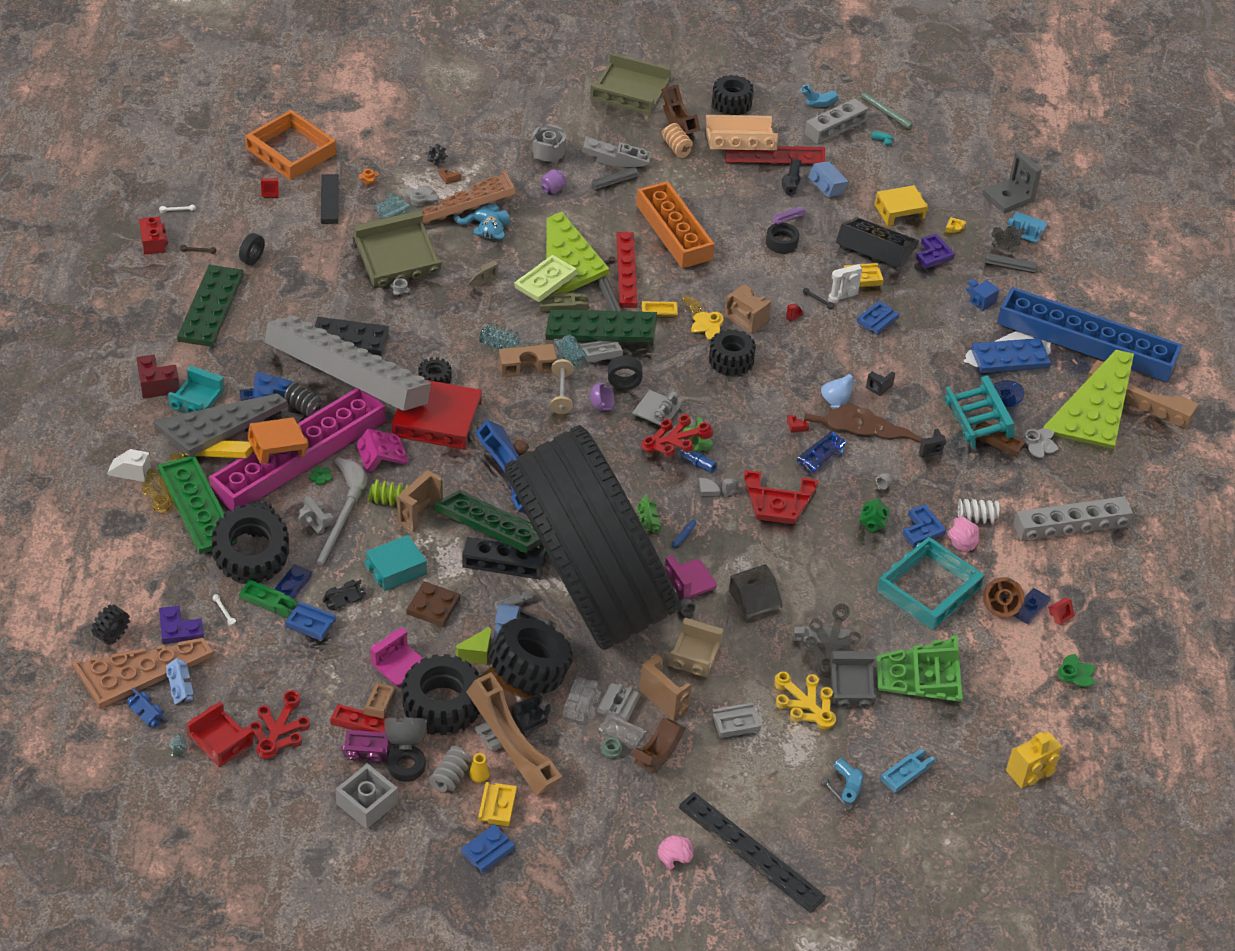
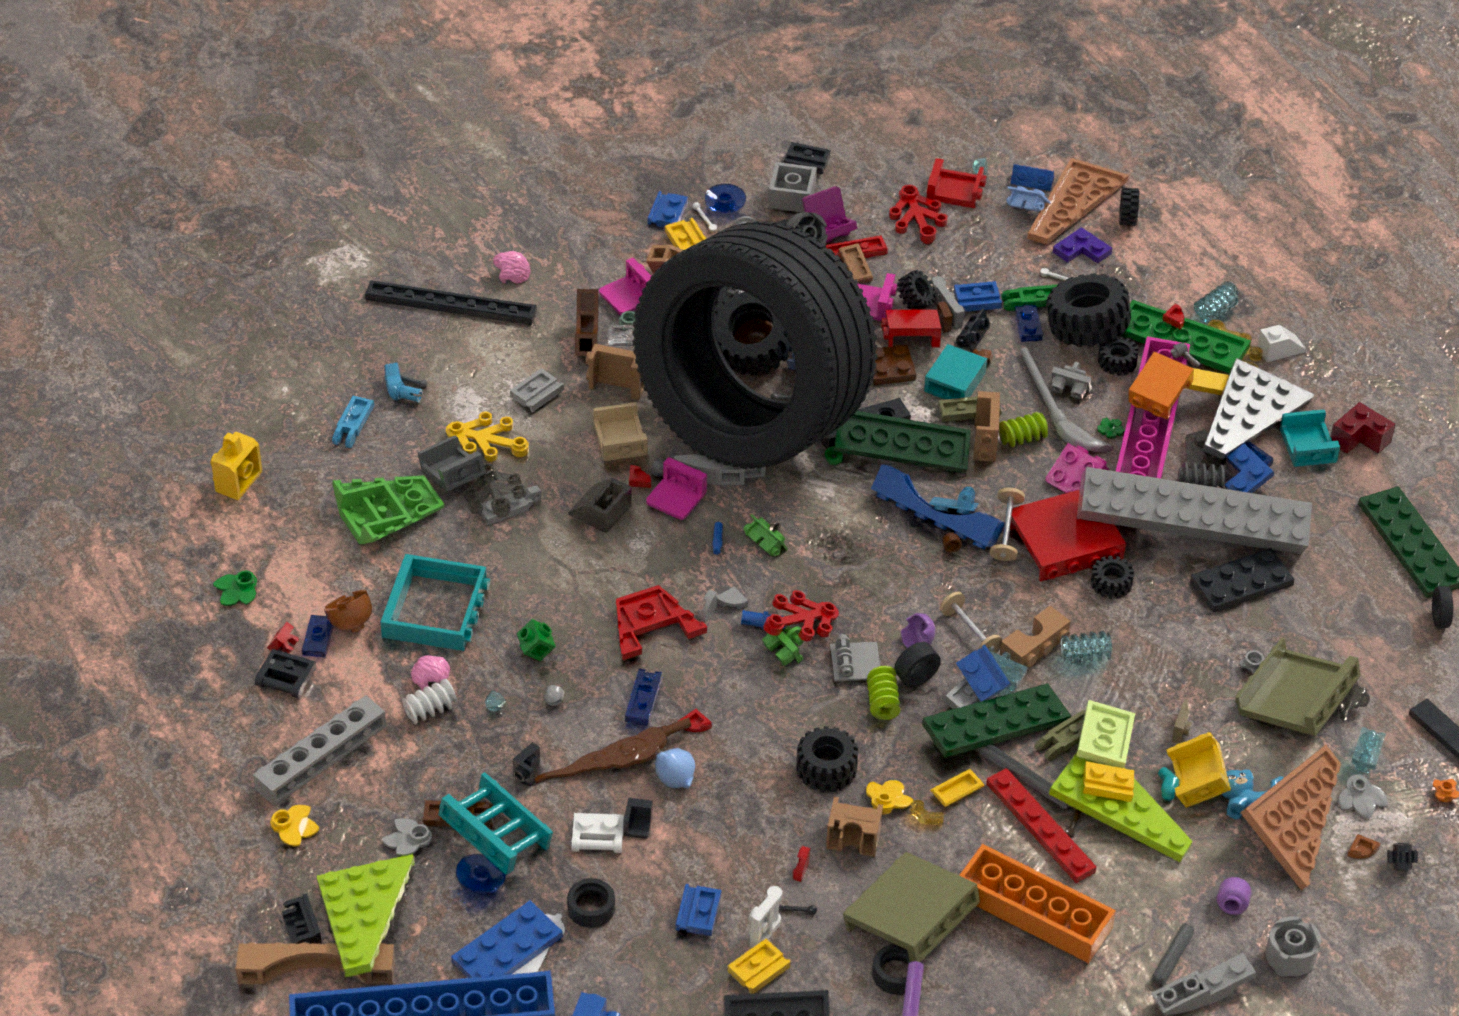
camera: 150 degrees right, 0 degrees up
(138, 515) = (1217, 302): none -> clear light blue piece
(188, 512) = (1174, 316): none -> red tile
(227, 468) = (1181, 350): none -> dark grey hand
(319, 833) = (808, 156): none -> black plate
(339, 629) = (945, 295): none -> light grey hinge
(355, 614) = (945, 316): none -> reddish brown tile
(358, 568) = (984, 353): none -> dark orange tile
(361, 638) = (916, 290): none -> black tyre
(395, 608) = (911, 324): none -> red panel
(421, 537) = (958, 409): none -> olive hinge
(431, 817) = (725, 198): none -> clear blue dish
(458, 435) = (1010, 497): none -> tan axle
(463, 811) = (712, 227): none -> white hinge
(491, 465) = (963, 505): none -> dark azure hinge
(508, 238) = (1199, 769): none -> yellow panel
(526, 249) = (1170, 782): none -> teal arm
(572, 253) = (1108, 781): none -> yellow plate
(590, 341) = (983, 673): none -> blue plate
(591, 774) = (625, 292): none -> dark pink bracket
(659, 374) = (883, 693): none -> lime piece
(706, 610) = (639, 478): none -> red tile
(753, 251) = (913, 905): none -> olive panel
(909, 393) = (600, 827): none -> white plate
(925, 526) = (475, 662): blue plate -> none
(928, 496) = (494, 701): none -> clear light blue hinge
(941, 359) = (595, 918): none -> black tyre
(1064, 587) = (287, 667): none -> black plate
(1114, 486) = (293, 824): none -> yellow plate
(1138, 421) = (301, 921): none -> black hinge

